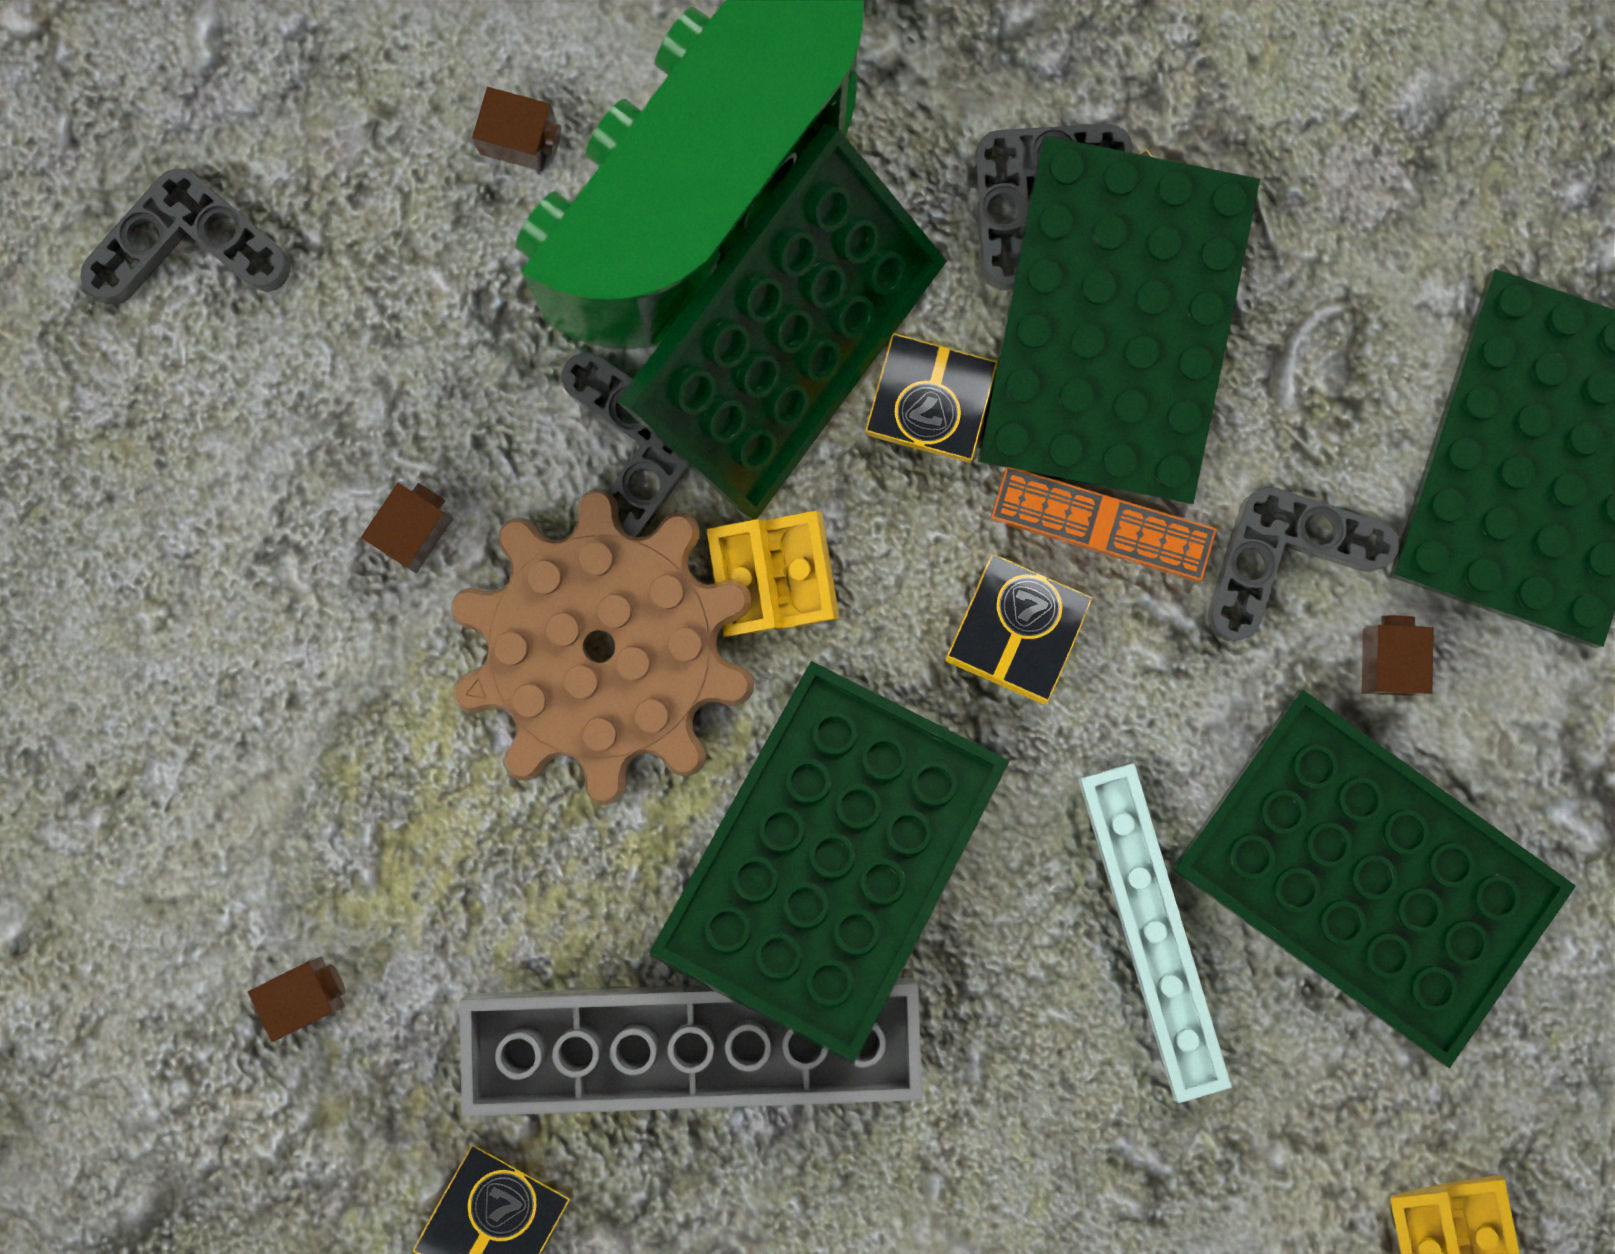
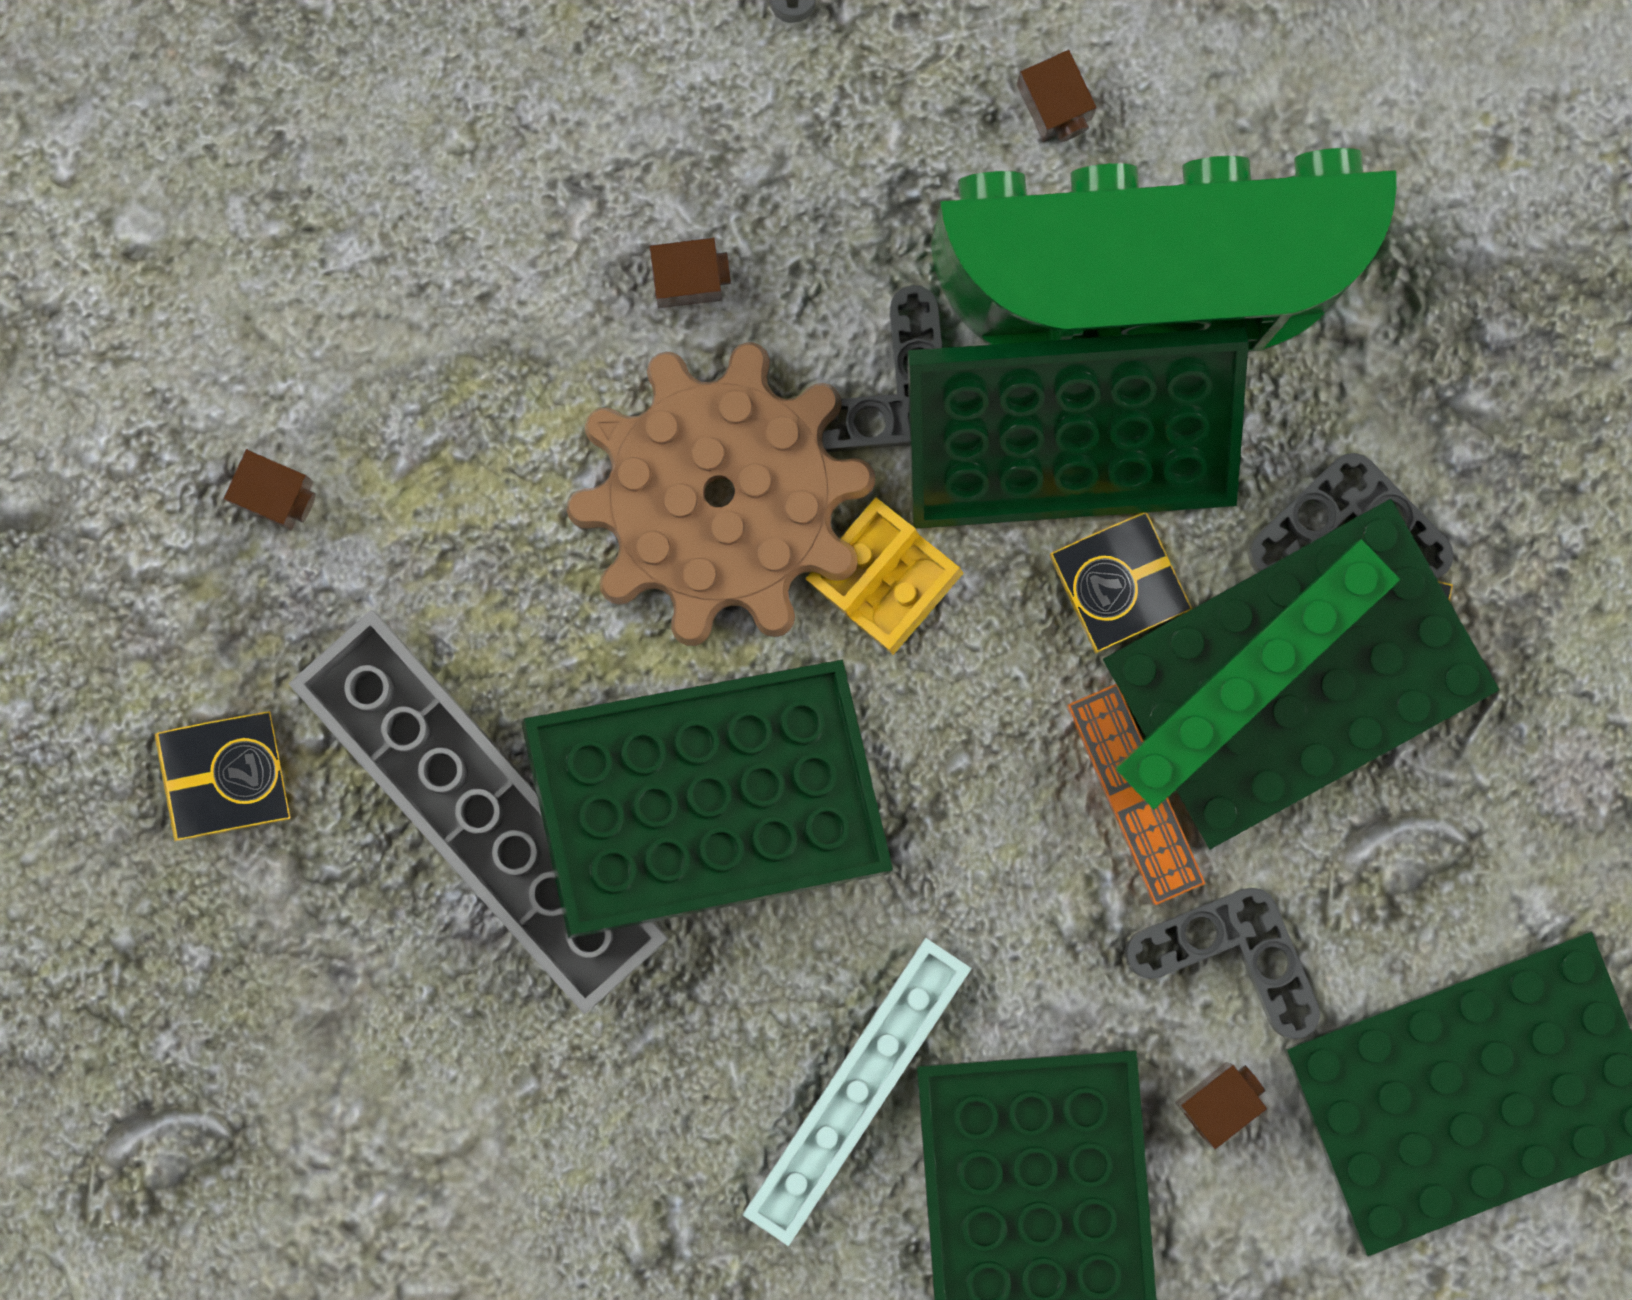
camera: 50 degrees right, 0 degrees up
(1018, 629) = (1000, 796): black slope -> none
(1096, 348) = (1257, 673): none -> green brick

